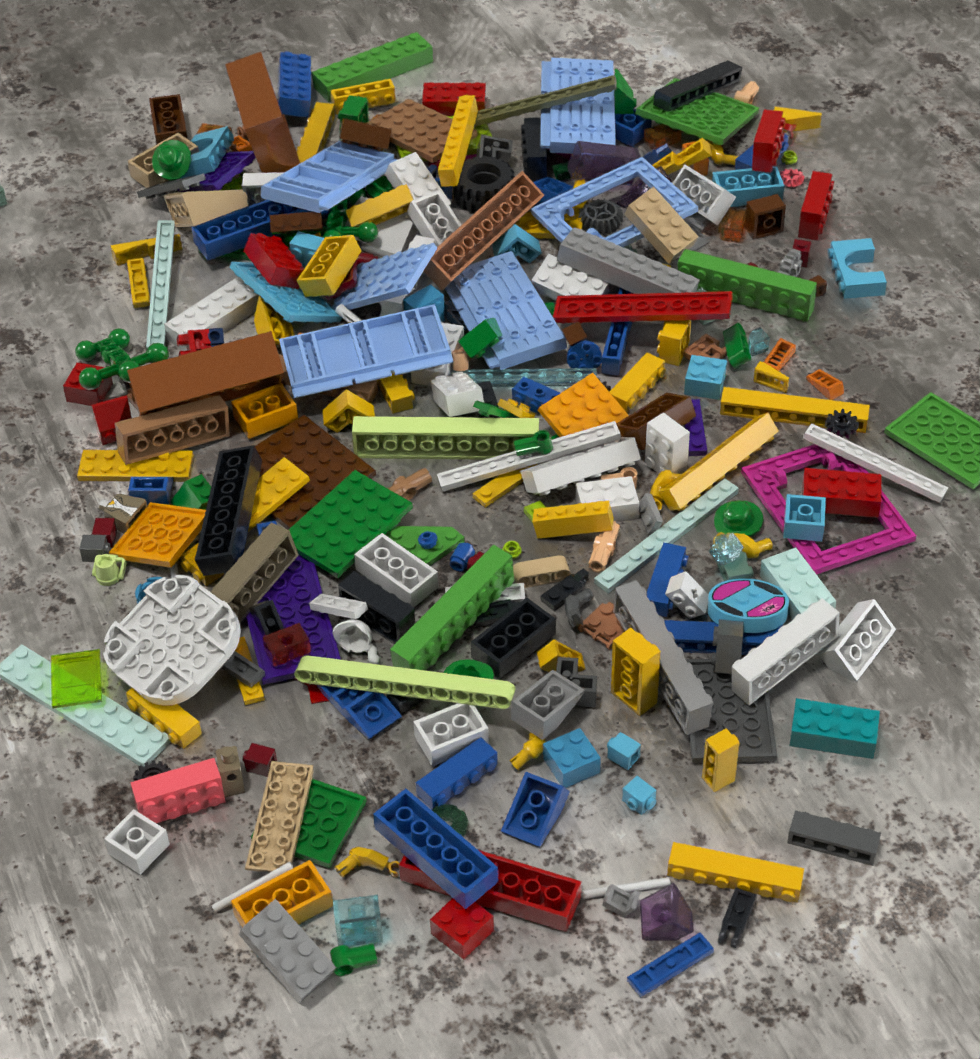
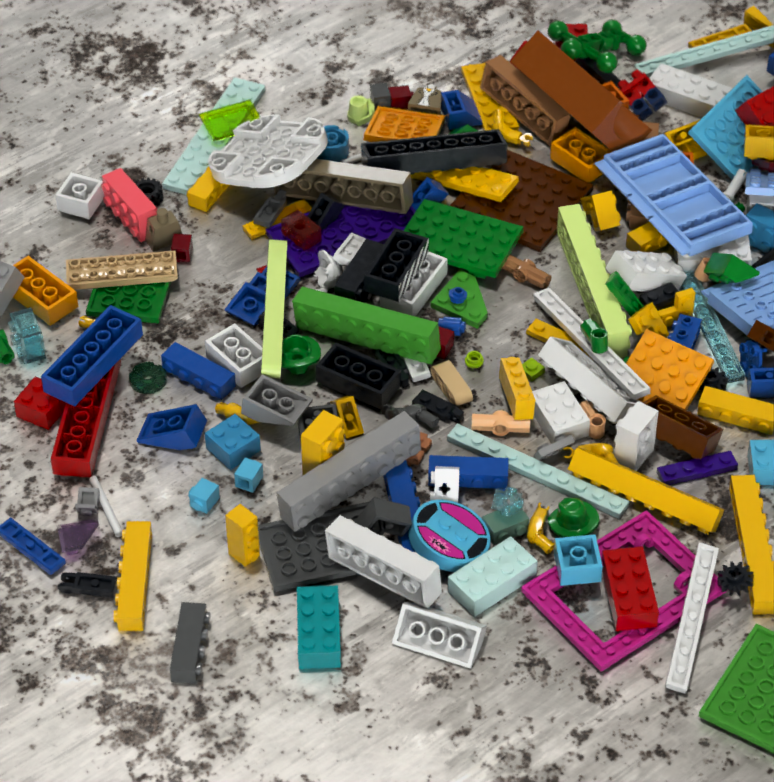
camera: 75 degrees right, 0 degrees up
(199, 461) = (509, 134): none -> yellow arm
(227, 900) = (68, 281): white bar -> none
(390, 565) = (396, 265): none -> black brick
(503, 379) = (682, 305): none -> yellow plate

